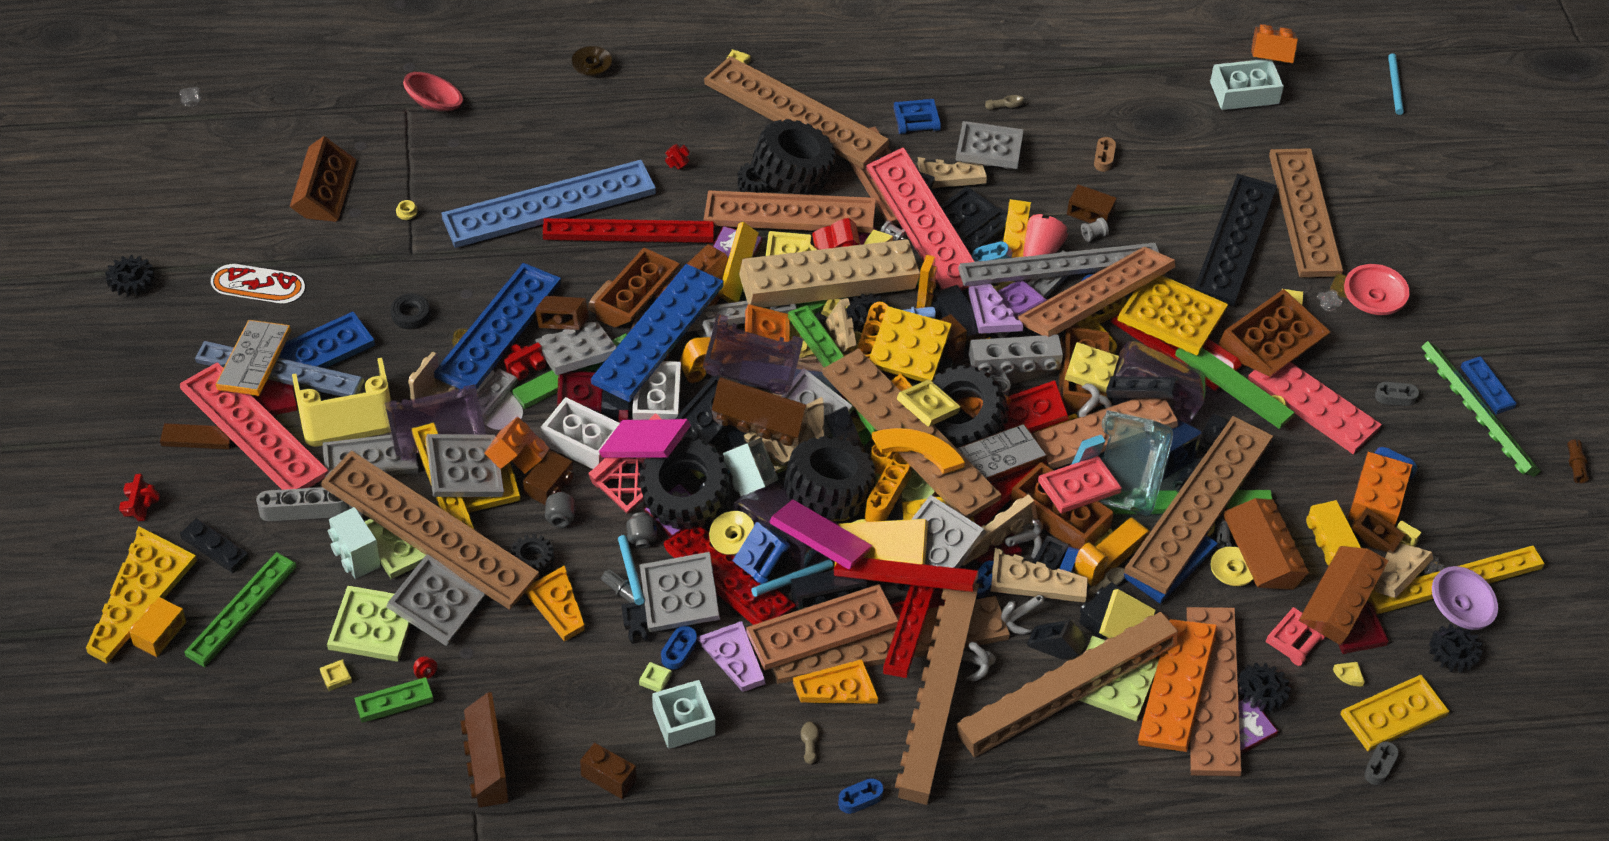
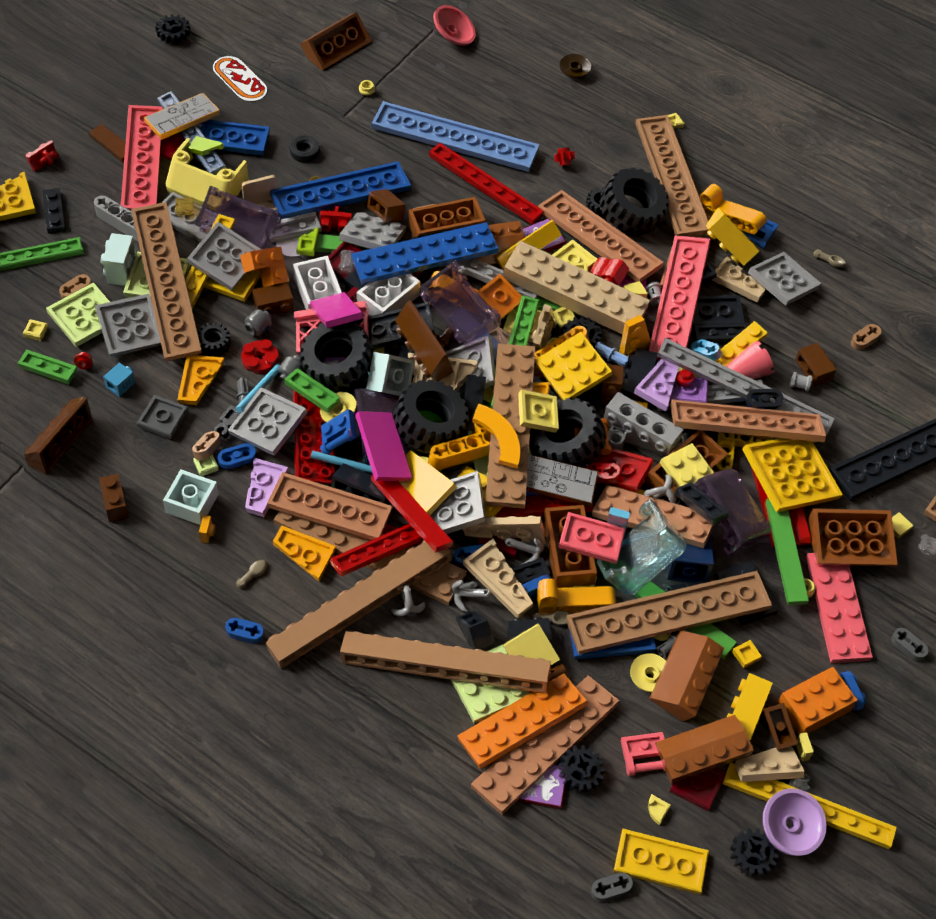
camera: 40 degrees right, 5 degrees up
(317, 371) = (203, 146): none -> lime tile
(325, 604) = (74, 285): none -> medium nougat beam
(357, 445) = (184, 206): none -> clear yellow tile
(483, 659) = (119, 379): none -> dark azure brick
(523, 401) = (308, 243): none -> lime tile
(565, 663) = (162, 417): none -> dark grey plate
(586, 391) = (346, 264): none -> clear bush
(591, 530) = (256, 348): none -> red plate
(637, 659) = (206, 445): none -> medium nougat beam
(693, 532) = (312, 390): none -> bright green plate
(727, 733) = (206, 529): none -> light orange plate
(888, 113) = (743, 217): none -> light orange beam
(913, 134) = (731, 237): none -> yellow slope
(1006, 290) = (684, 378): none -> red plate
(1024, 418) = (604, 471): none -> red beam
(1088, 263) = (763, 398): none -> black plate
(1288, 494) = (746, 654): none -> yellow plate

